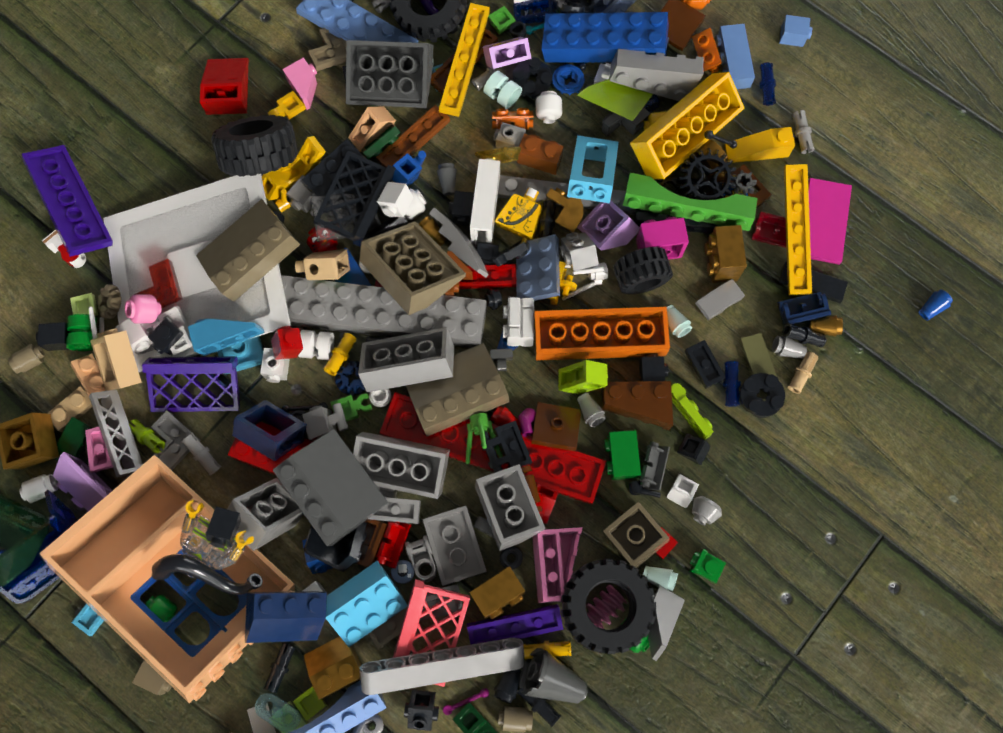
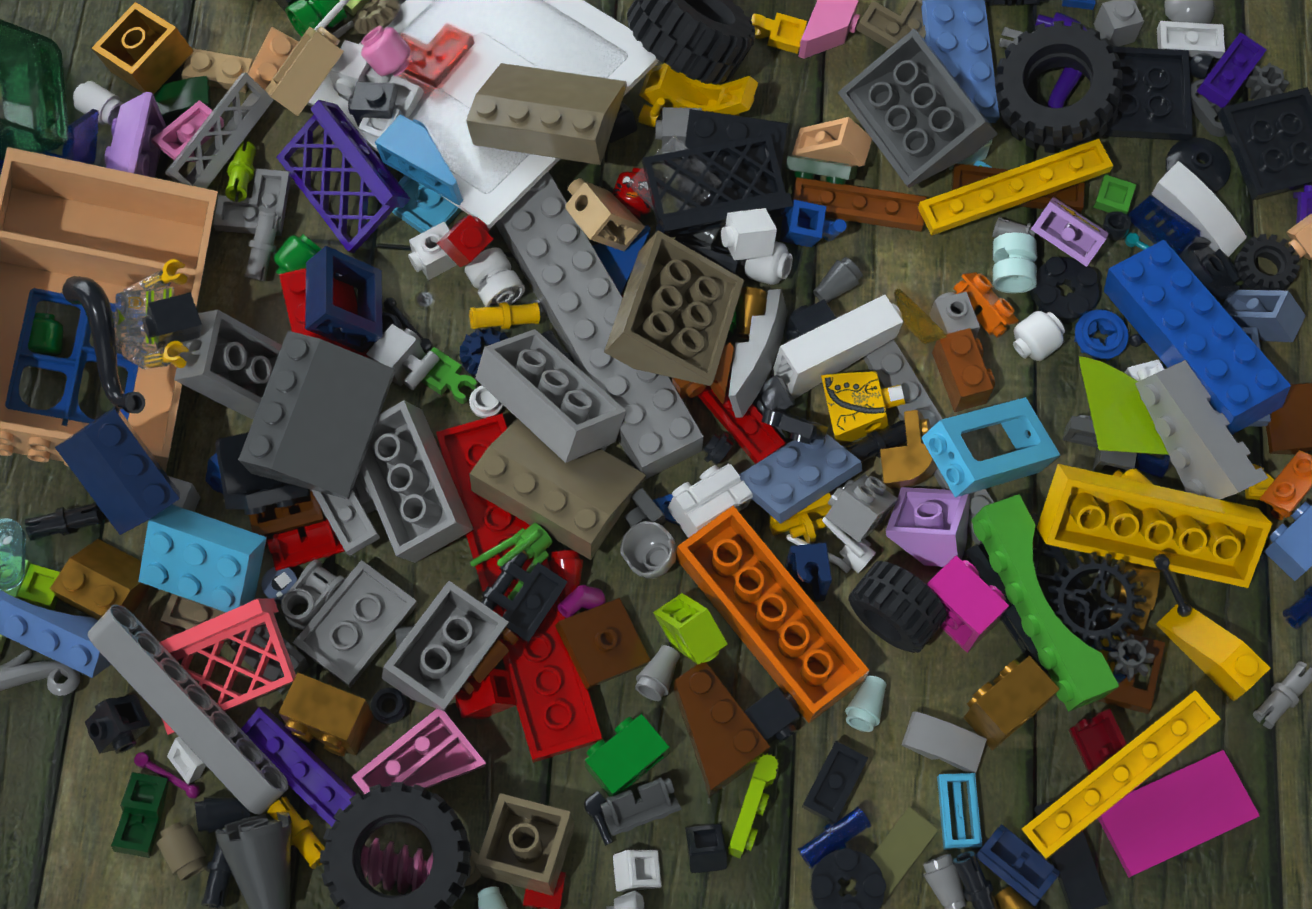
camera: 50 degrees right, 5 degrees down
(221, 439) = (295, 253): none -> green head
(466, 686) = (185, 761): none -> white tile
(524, 369) = (648, 549): none -> light grey hair
(594, 296) = (810, 565): none -> dark blue hinge
(752, 323) = (961, 842): none -> medium azure tile

